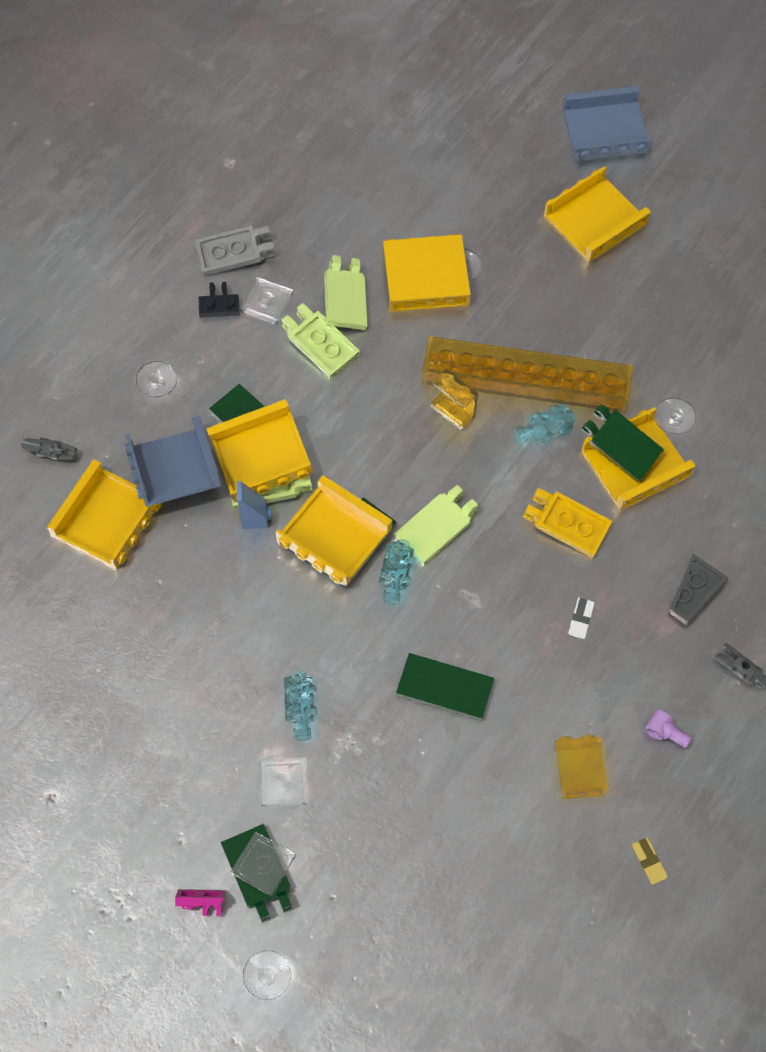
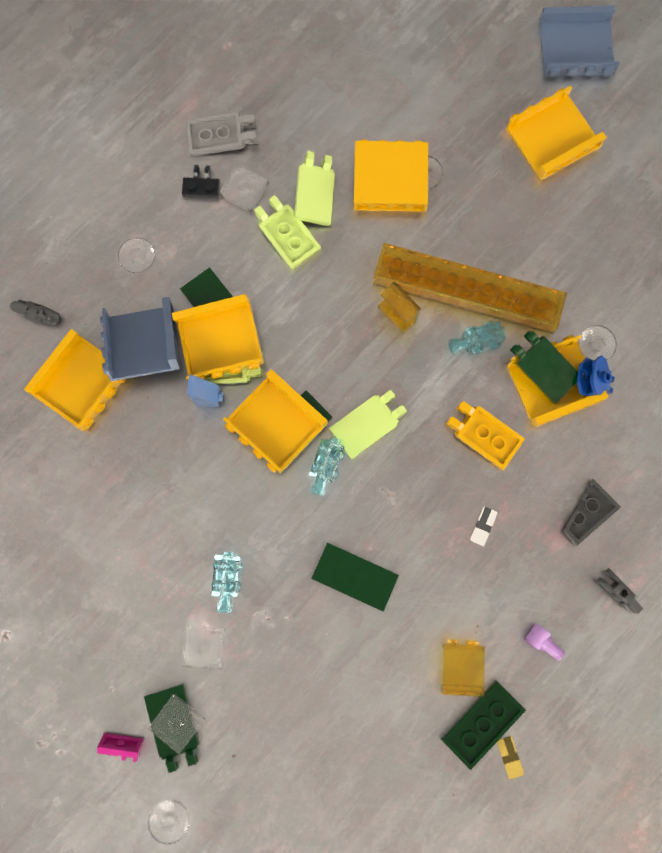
camera: 10 degrees right, 15 degrees up
(612, 827) = (483, 724): none -> dark green tile
(679, 447) = (595, 377): none -> blue hinge

